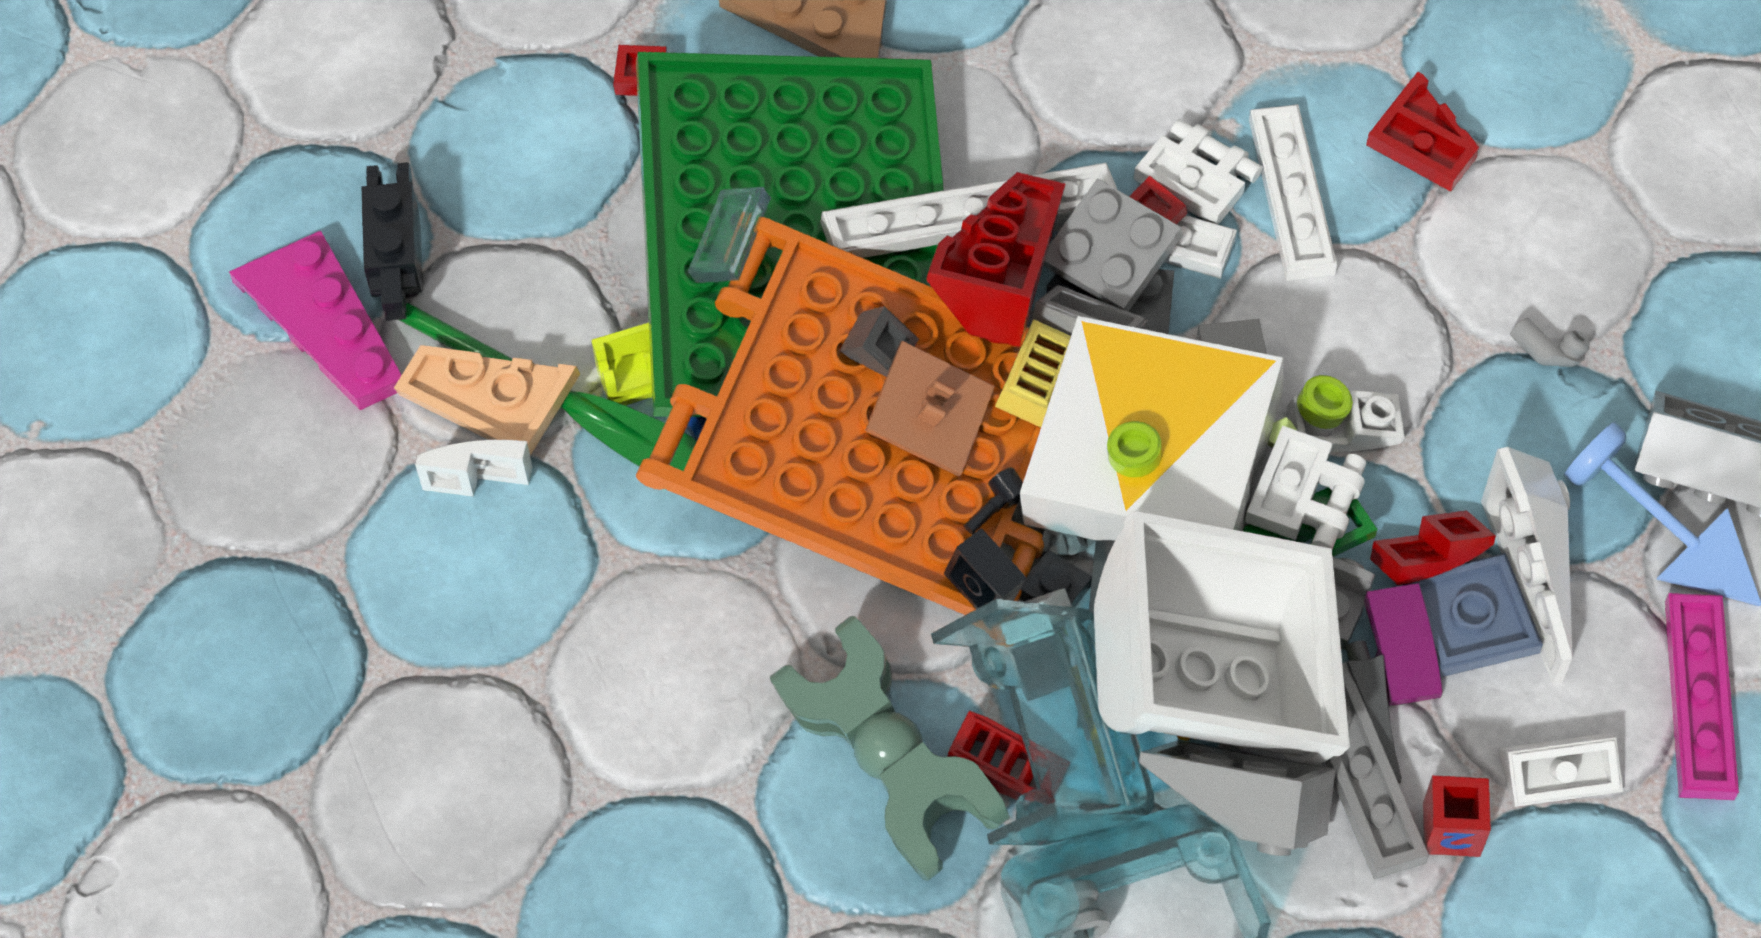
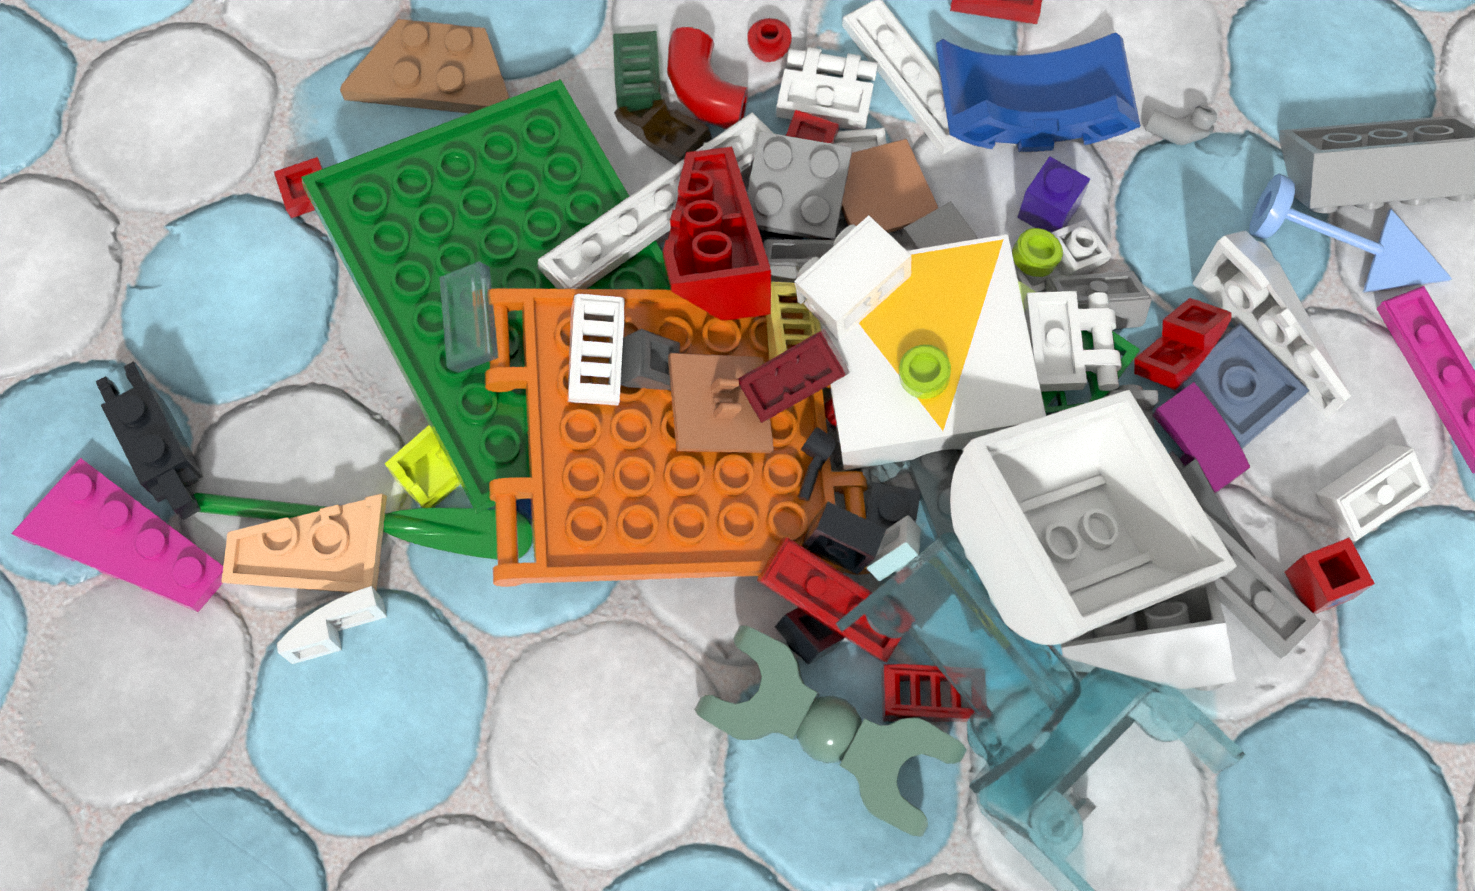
camera: 25 degrees left, 10 degrees up
(848, 279) = (603, 318): none -> white slope
(915, 656) = (807, 635): none -> black plate
(930, 604) = (823, 595): none -> red tile
(1008, 406) = (793, 375): none -> dark red plate
(1009, 112) = (636, 97): none -> clear green slope
(1013, 146) = (665, 130): none -> dark brown slope
(1068, 116) = (696, 82): none -> red cylinder
(1107, 336) = (852, 276): none -> white hinge
(1164, 114) = (769, 49): none -> red plate
(1201, 285) = (887, 187): none -> nougat piece
(1371, 357) = (1053, 196): none -> dark purple brick
(1390, 479) = (1123, 289): none -> light grey slope
(1405, 258) = (1038, 96): none -> blue panel

